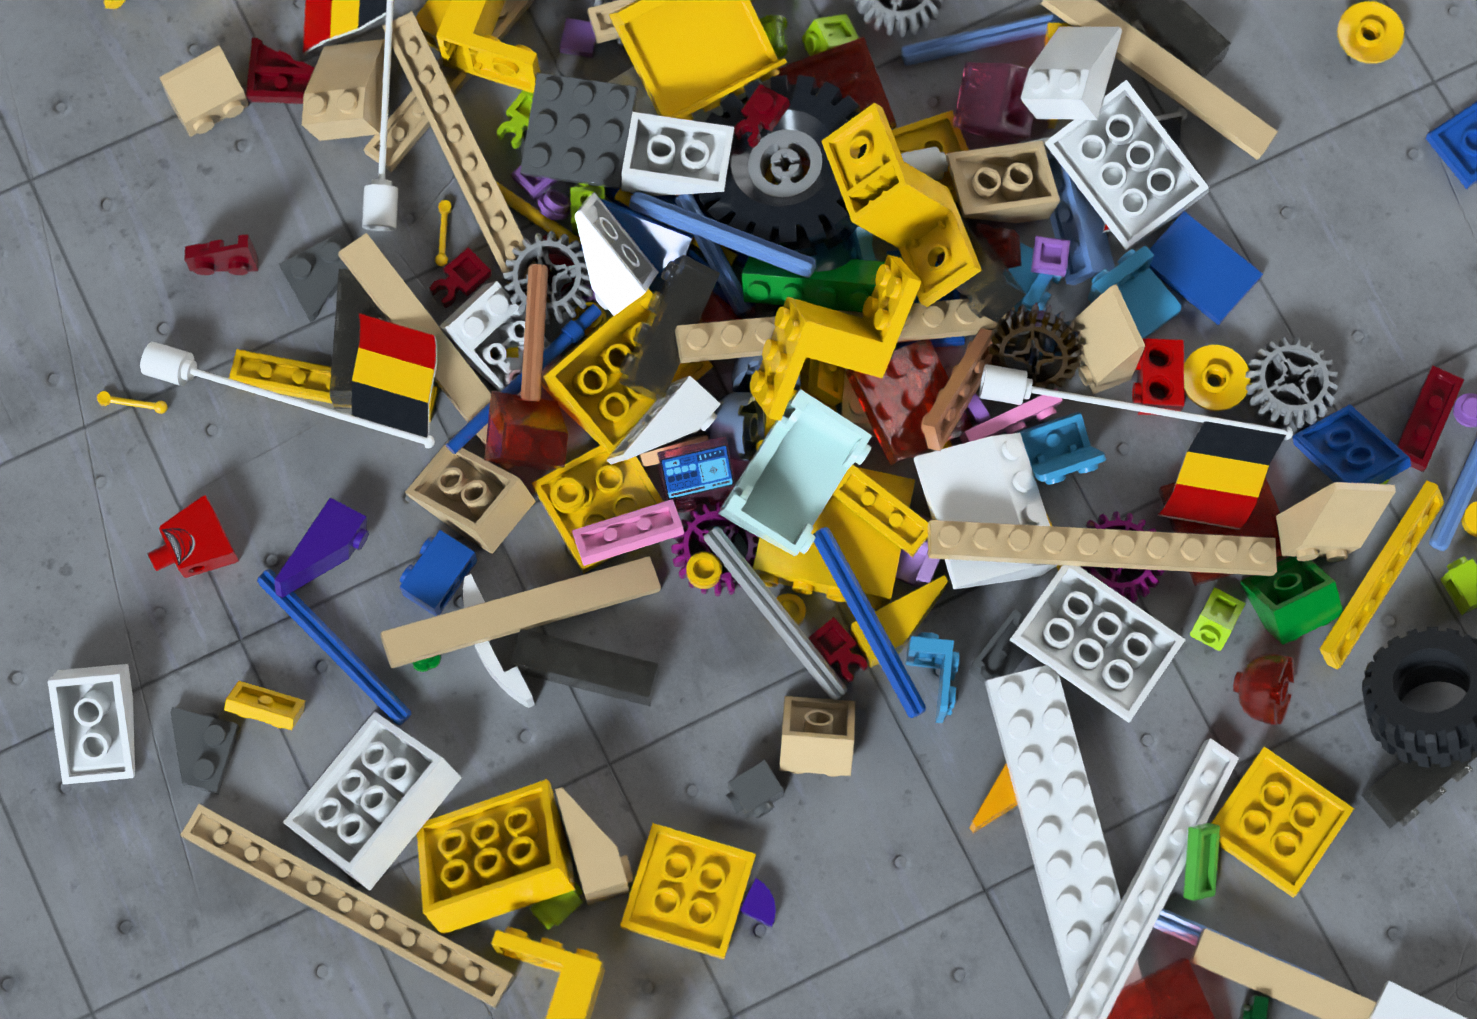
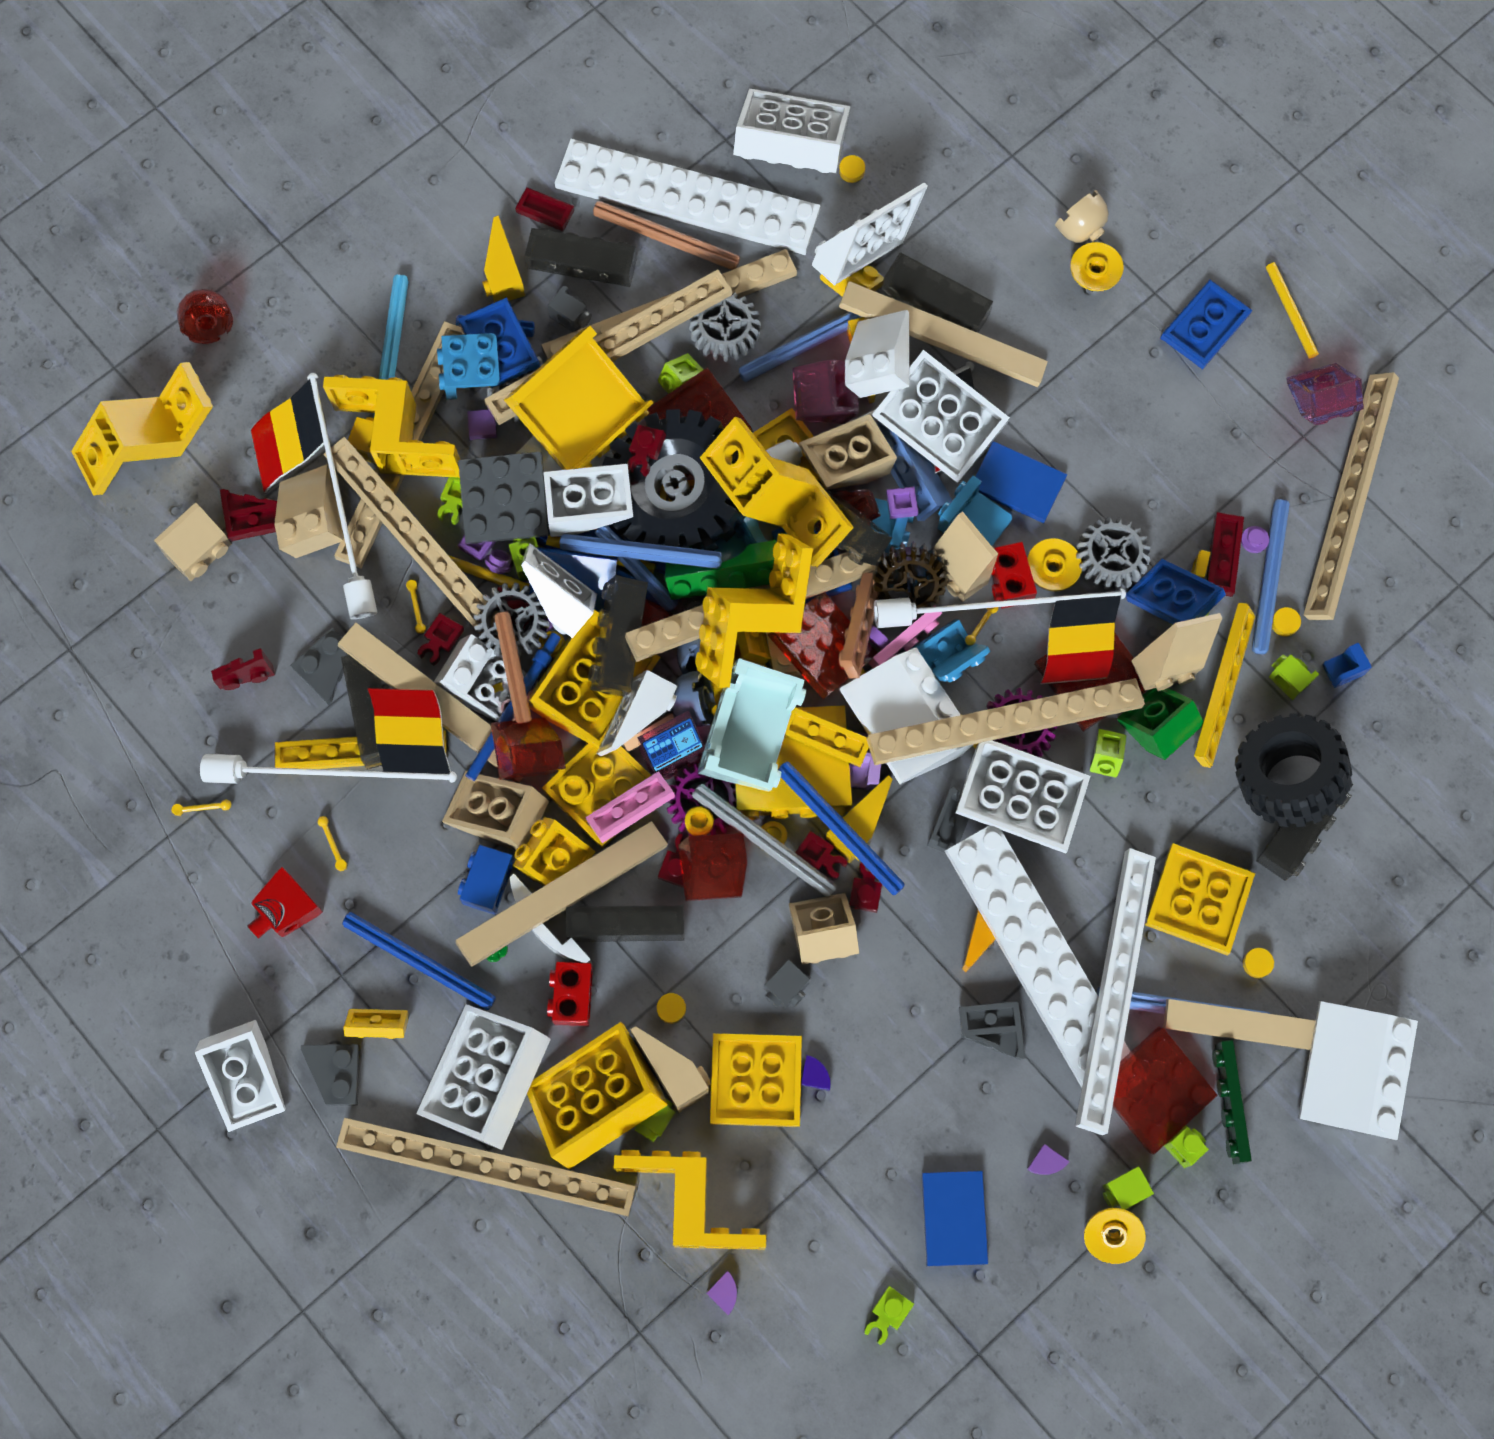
camera: 15 degrees left, 0 degrees up
(273, 511) = (340, 864): none -> yellow hinge
(324, 546) = (390, 881): dark purple slope -> none
(508, 734) = (579, 994): none -> red brick
(520, 560) = (550, 852): none -> yellow plate
(612, 780) = (671, 1008): none -> yellow tile
(666, 616) = (671, 866): none -> dark red plate
(706, 627) = (713, 866): none -> clear red slope
(775, 30) = (635, 378): clear neon green bush -> none
(879, 707) = (865, 892): none -> dark red plate
(932, 652) = (903, 838): dark azure bracket -> none
(988, 906) = (994, 1027): none -> dark grey wing
(1089, 440) = (971, 639): none -> yellow hinge
(1201, 861) = (1150, 946): bright green tile -> none
(1265, 687) = (1160, 796): clear red cylinder -> none
(1328, 916) = (1258, 963): none -> yellow tile
(1394, 422) = (1200, 563): none -> yellow tile

